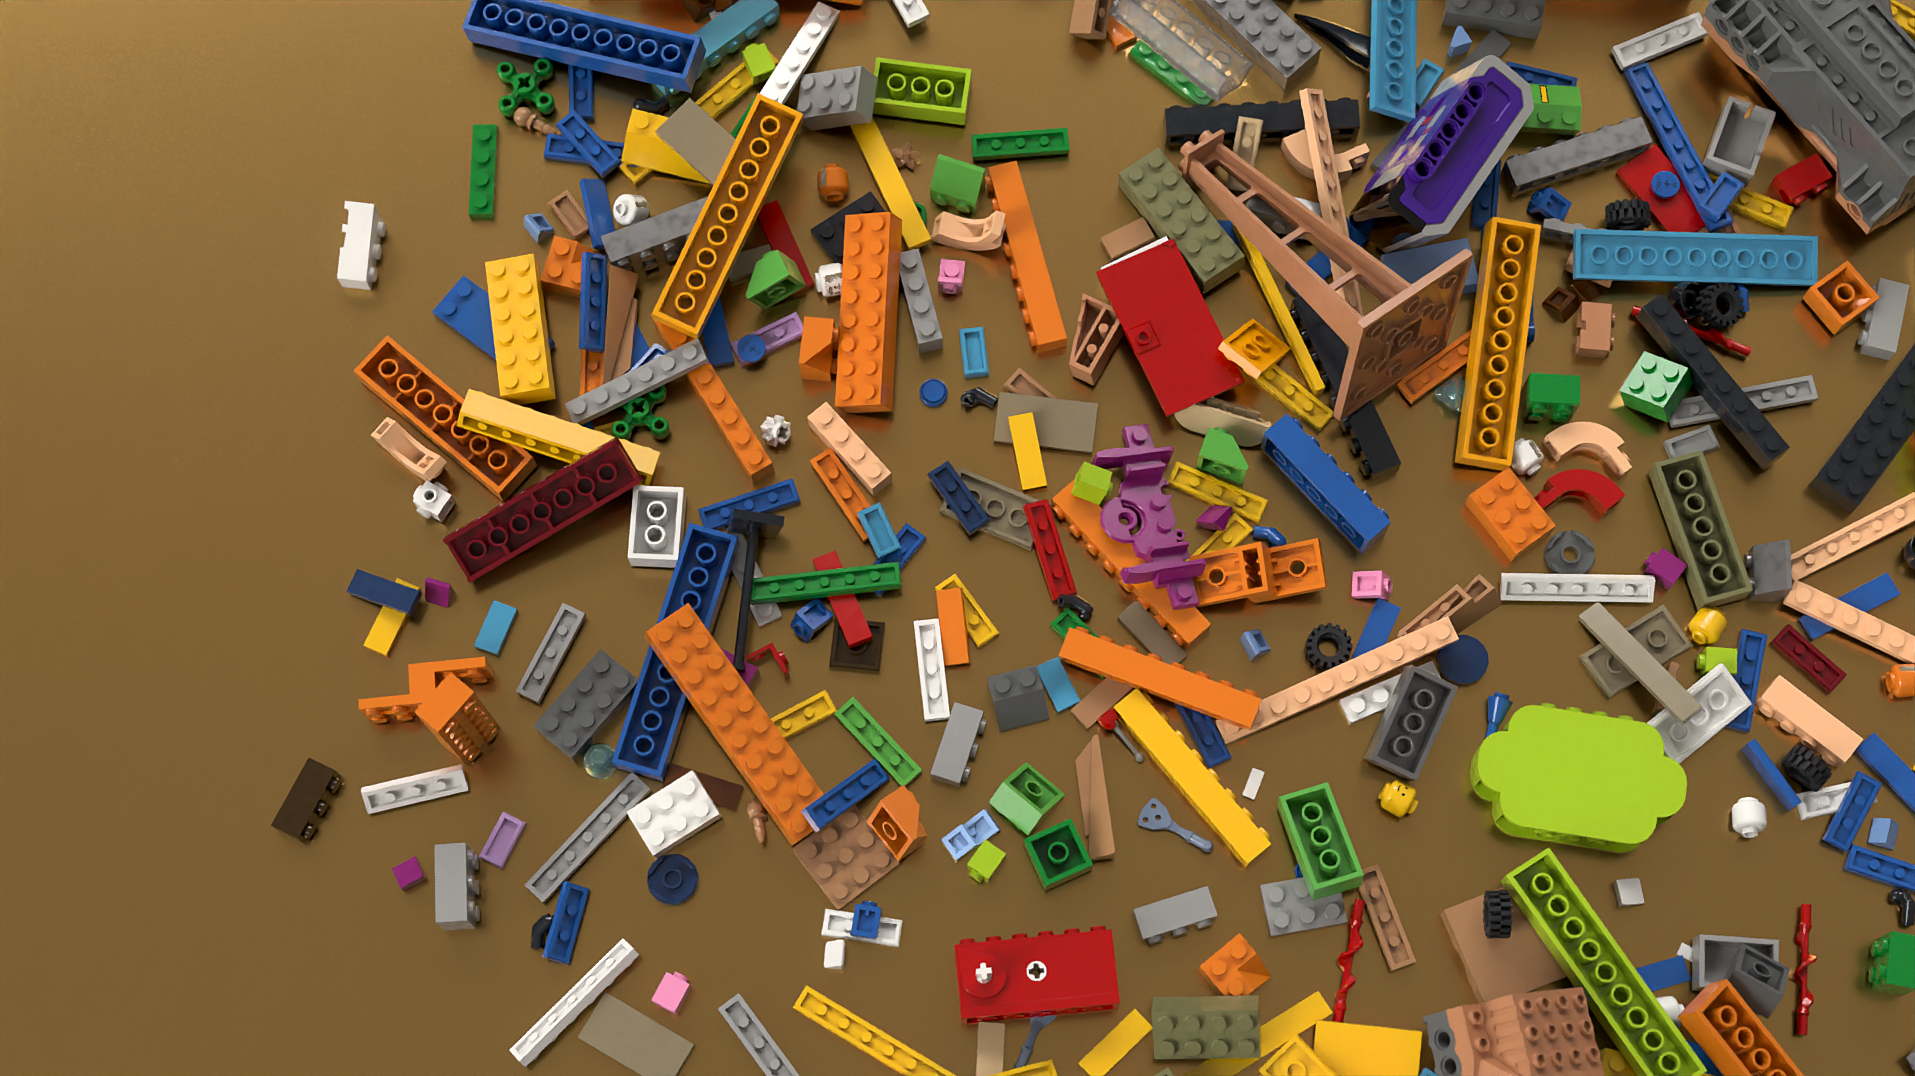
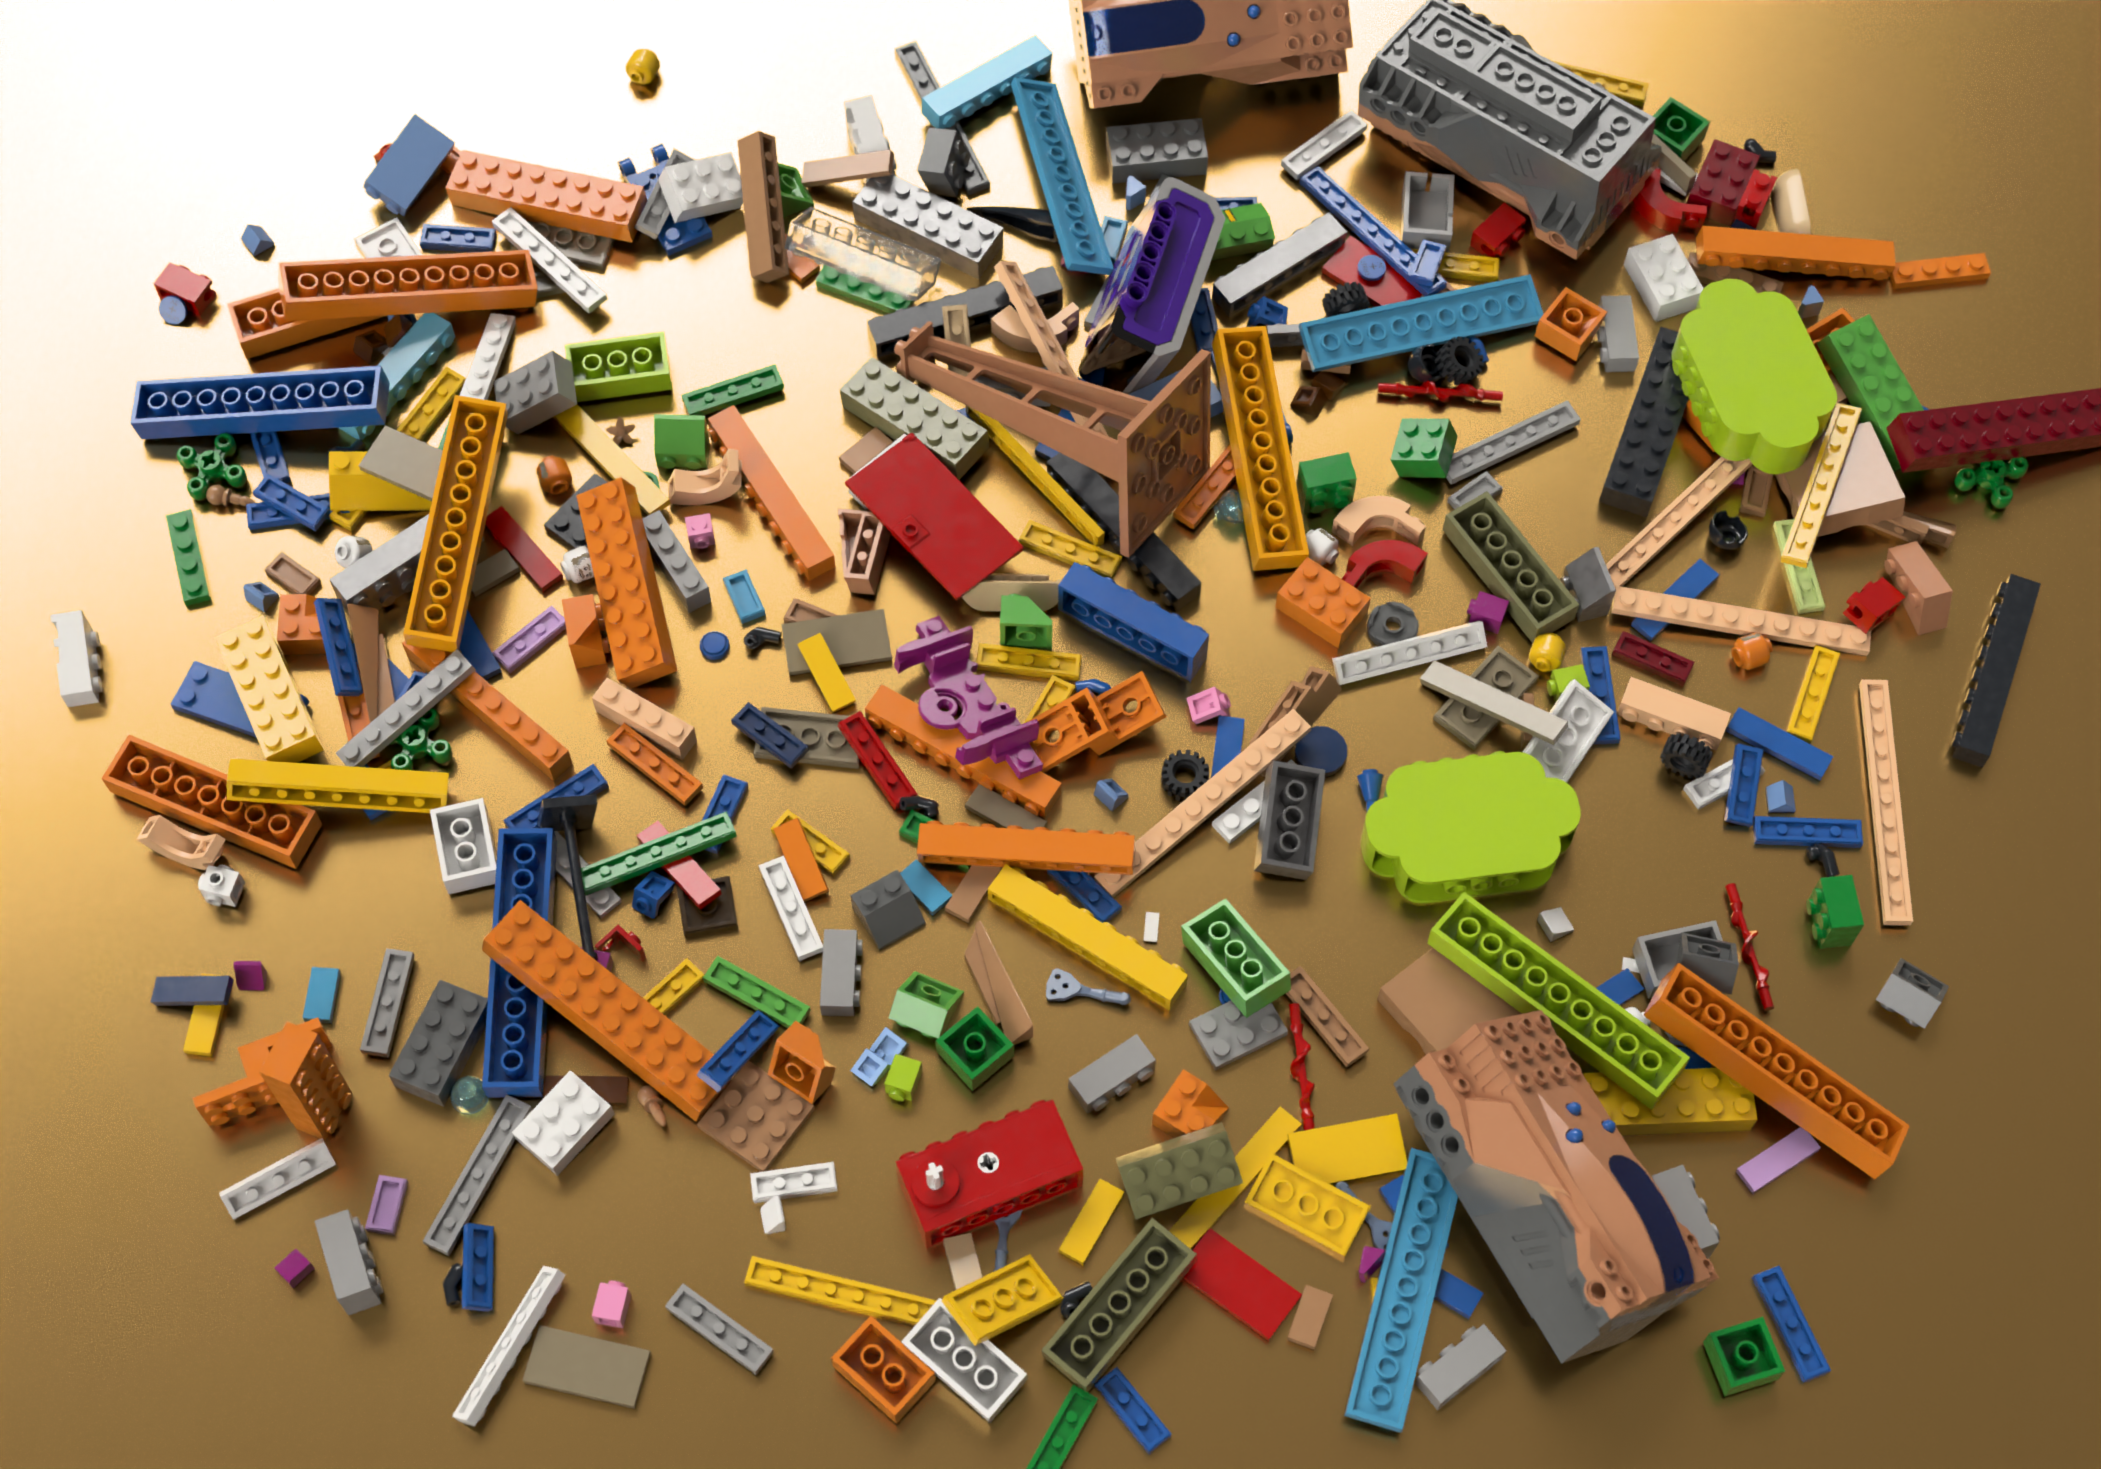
camera: 20 degrees left, 10 degrees down
(306, 800) = (162, 1224): dark brown brick -> none
(543, 509) = (339, 859): dark red tile -> none
(597, 210) = (317, 561): blue tile -> none
(672, 879) = (580, 1200): dark blue tile -> none
(751, 348) = (515, 650): blue piece -> none
(758, 62) = (445, 381): lime brick -> none
(774, 279) = (520, 577): bright green slope -> none
(775, 430) = (562, 721): white gear -> none
(866, 920) = (796, 1170): blue bracket -> none
(879, 530) = (697, 787): dark azure tile -> none
(1092, 483) = (901, 681): lime brick -> none
(1110, 721) = (989, 904): hinge -> none
(1215, 517) = (1034, 685): magenta slope -> none
(1254, 348) = (1023, 515): light orange plate -> none
(1398, 798) = (1300, 897): yellow head -> none
(1497, 914) = (1434, 972): black tyre -> none
(1595, 325) = (1347, 409): nougat brick -> none
(1713, 382) = (1477, 428): black brick -> none
(1749, 817) = (1647, 818): white head -> none
(1771, 775) = (1655, 773): blue tile -> none

